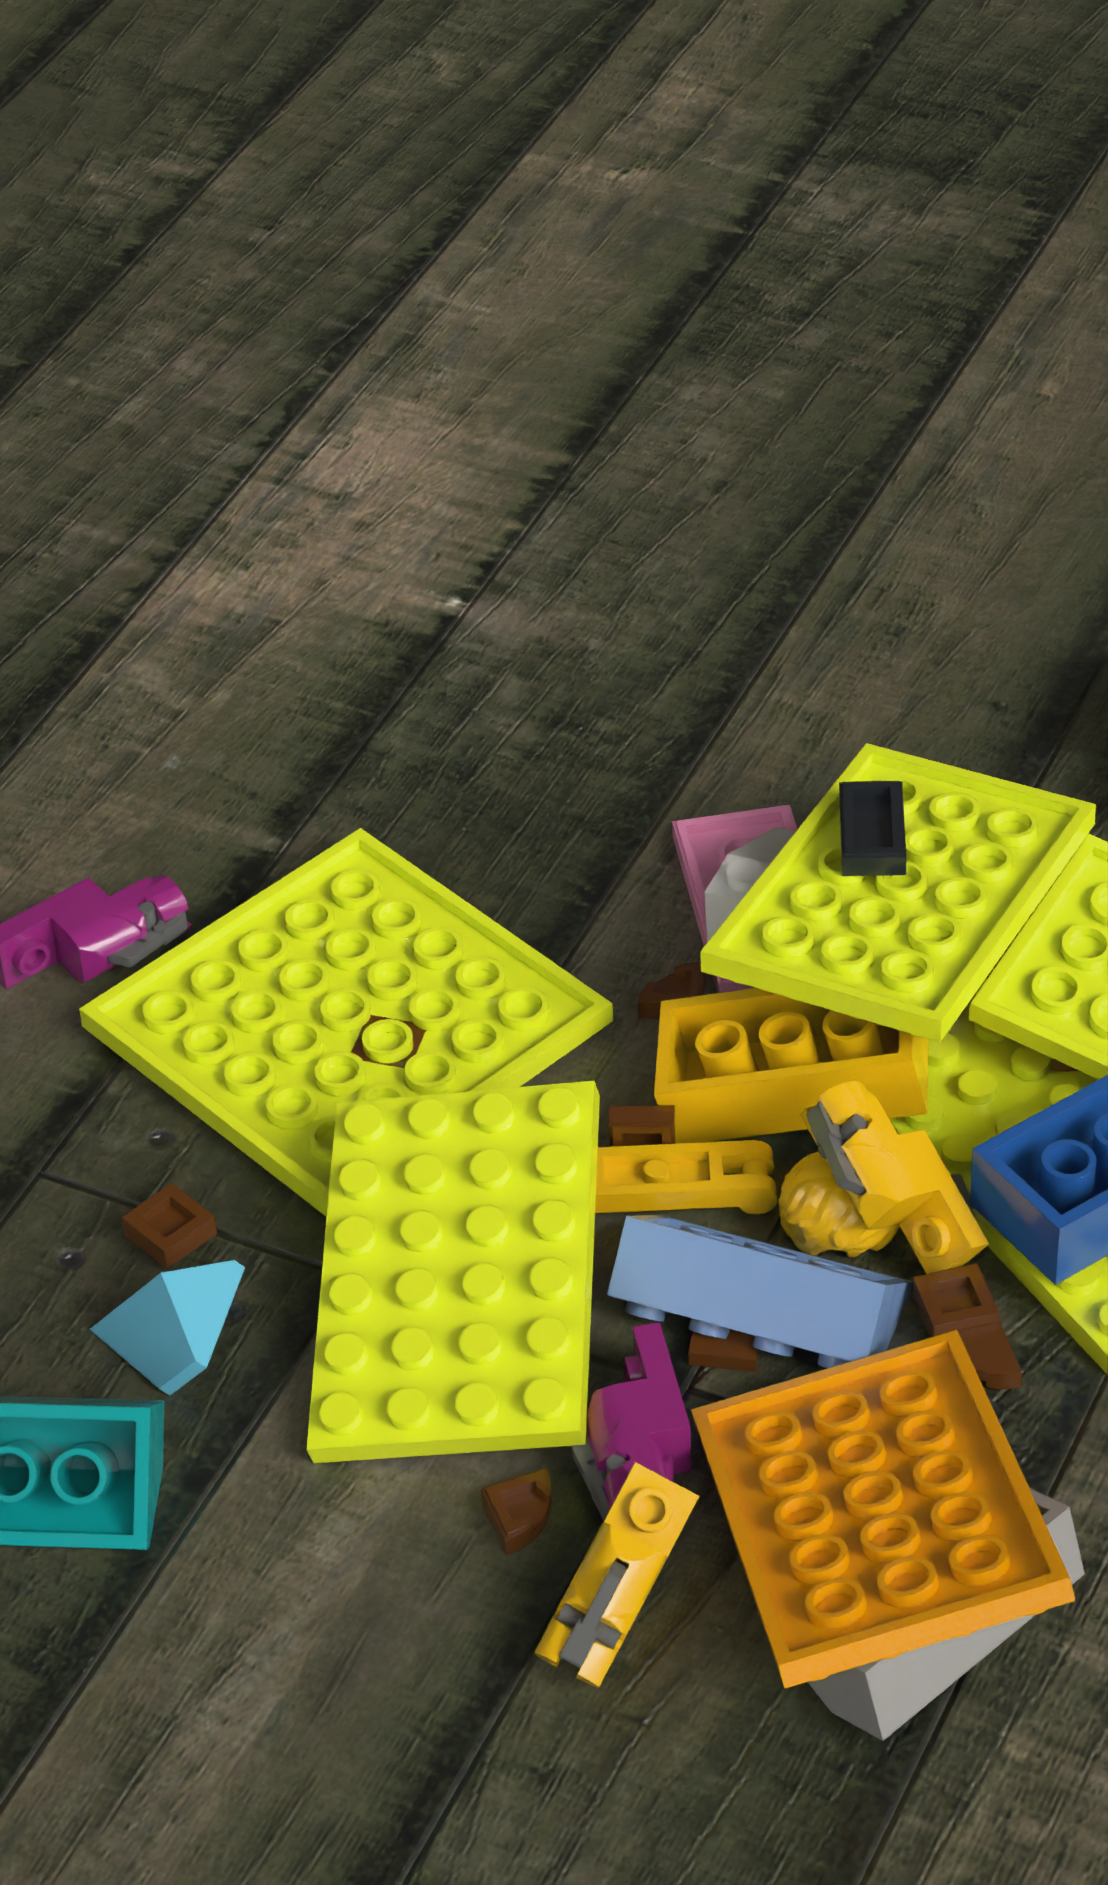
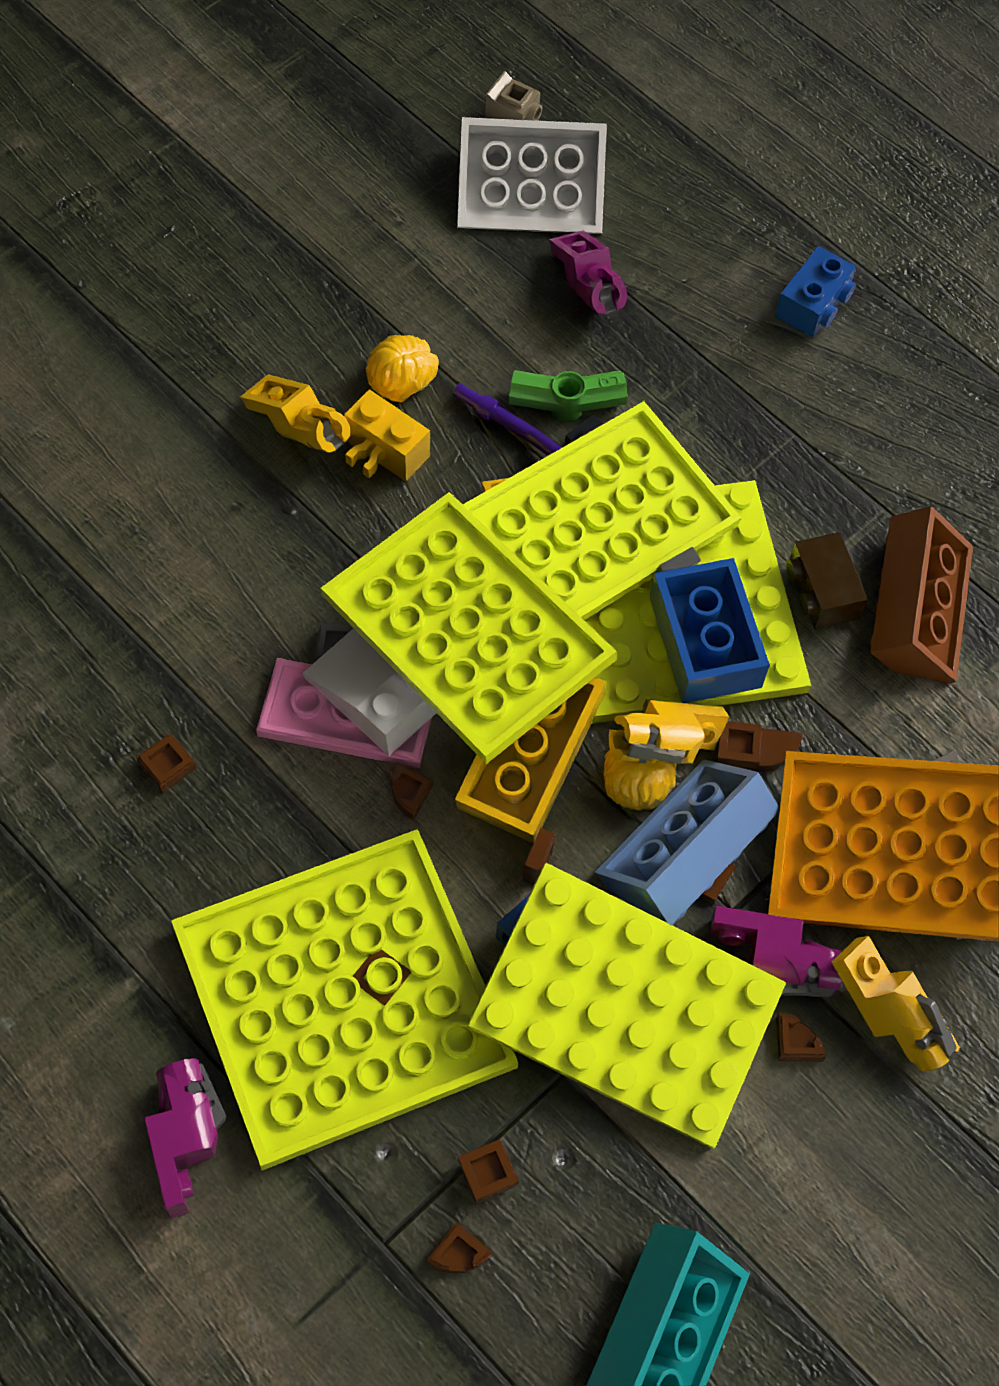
camera: 75 degrees left, 20 degrees up
(54, 1239) = (459, 1252): none -> reddish brown tile
(173, 1322) = (579, 1195): medium azure slope -> none
(581, 766) = (166, 762): none -> reddish brown tile
(686, 1177) = (579, 840): yellow plate -> none
(872, 828) = (419, 616): black tile -> none

